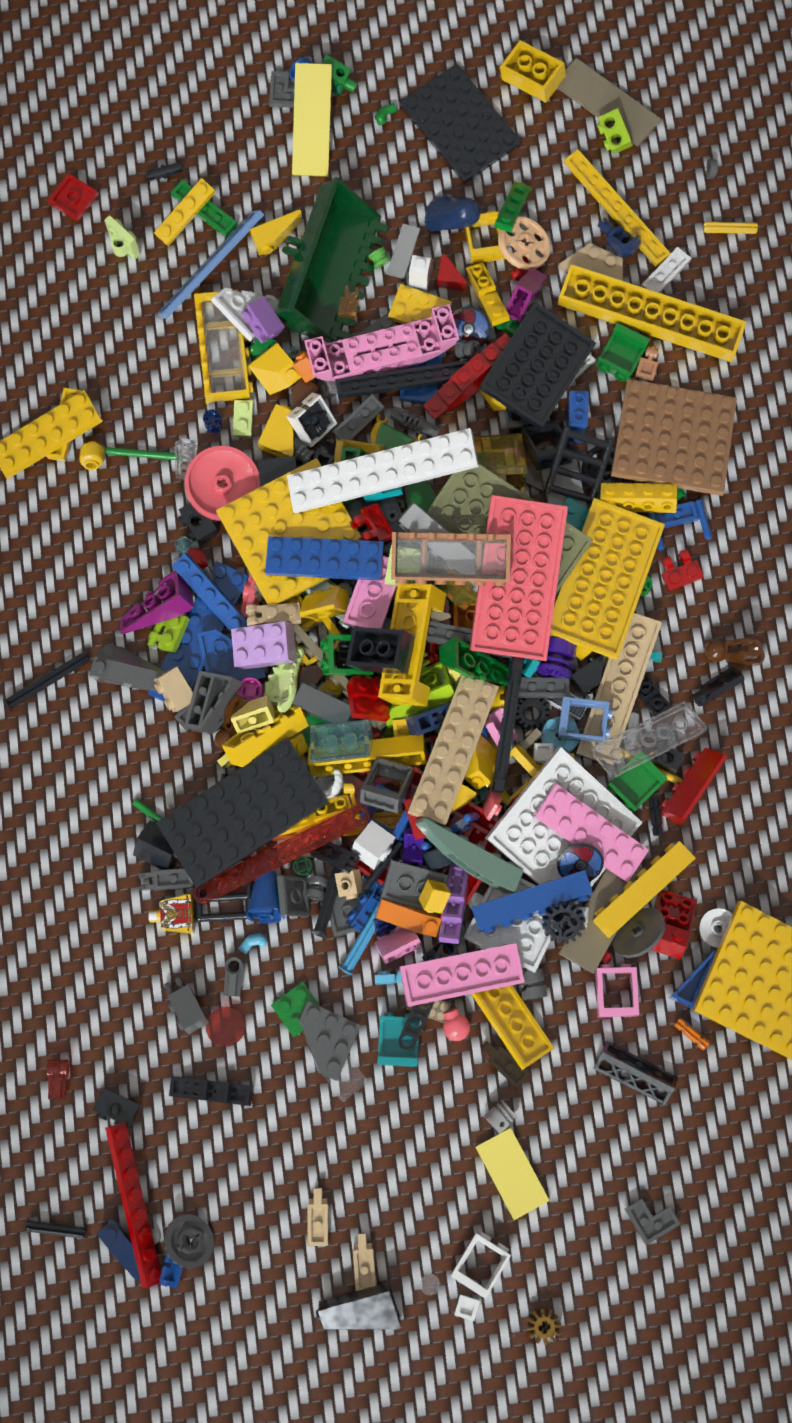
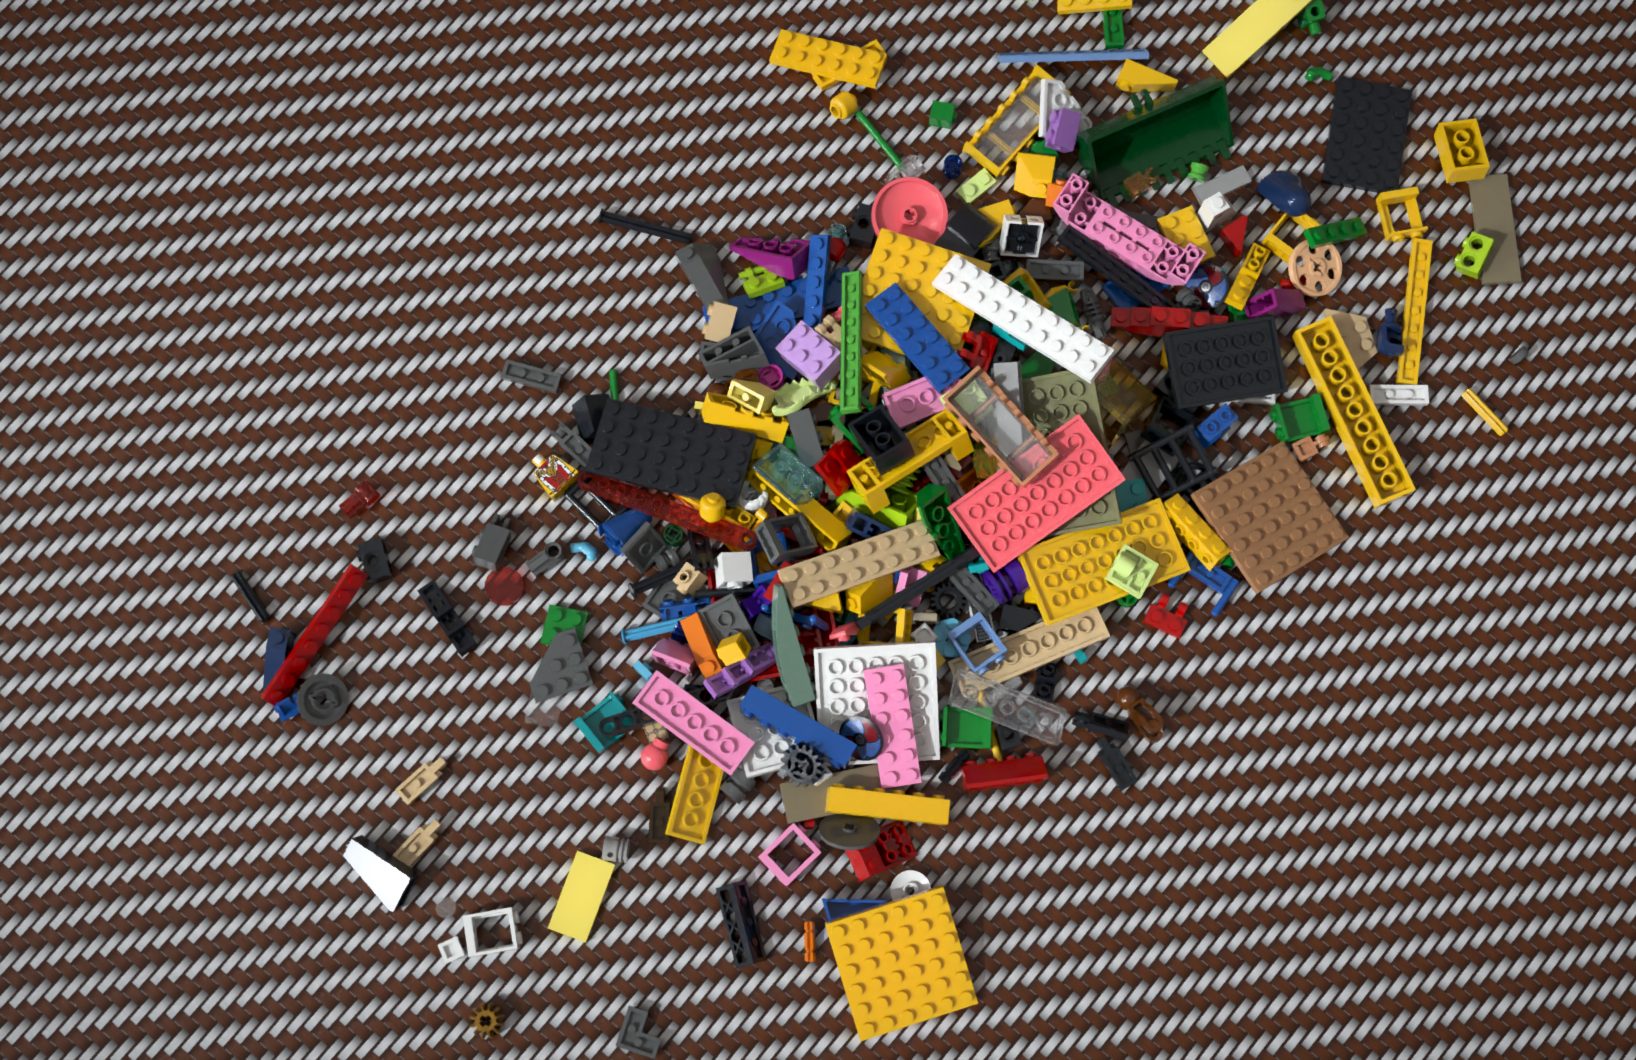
camera: 45 degrees right, 0 degrees up
(82, 865) = (531, 376): none -> dark grey plate
(166, 393) = (942, 114): none -> green brick
(272, 447) = (971, 225): none -> black slope
(284, 607) = (851, 342): none -> bright green tile
(313, 818) = (712, 507): none -> yellow head
(530, 136) = (1405, 195): none -> yellow panel
(631, 564) = (1131, 571): none -> yellowish green plate
(755, 702) = (1115, 764): none -> black hinge

